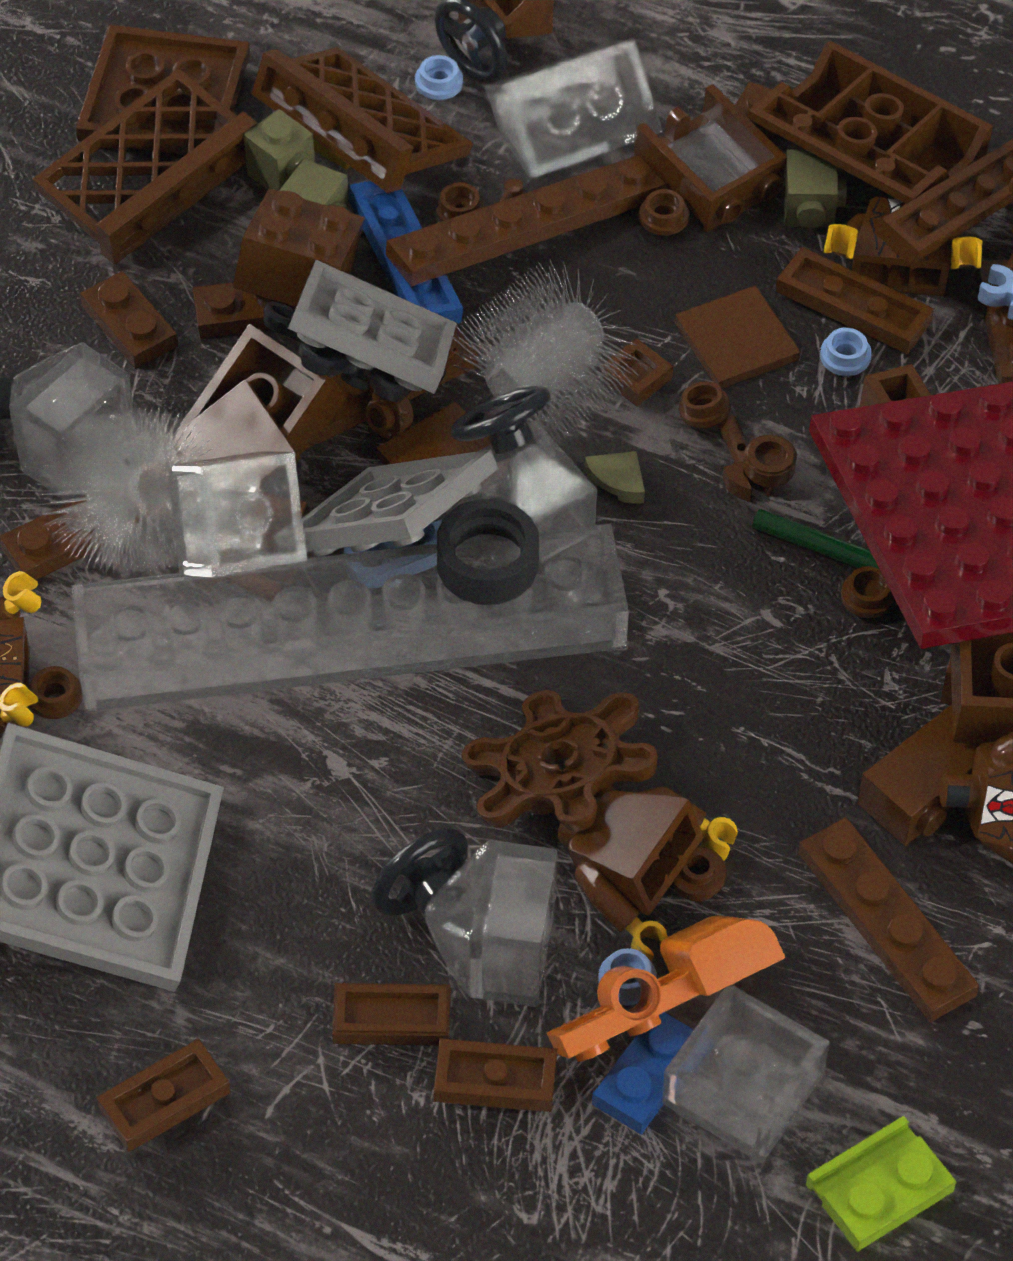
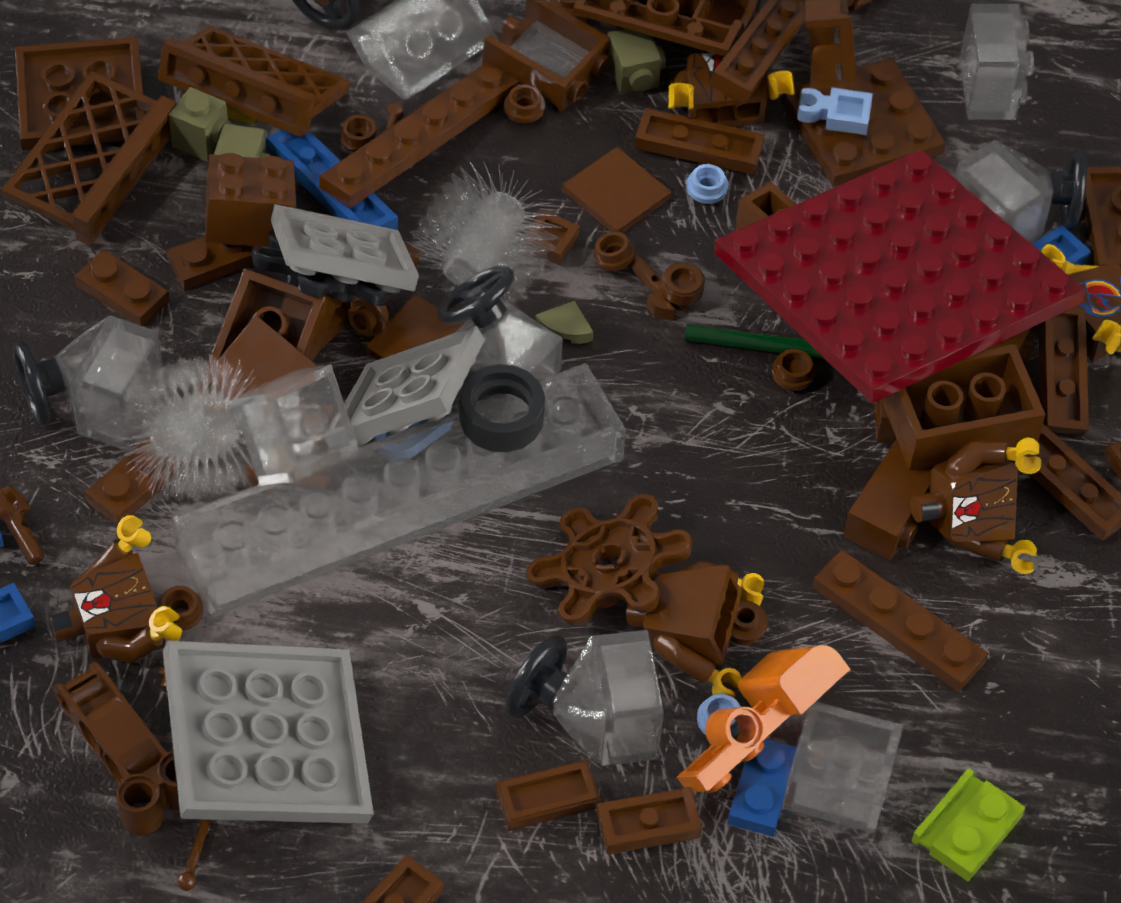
camera: 20 degrees left, 0 degrees up
(439, 78) = (302, 33): light blue plate -> none

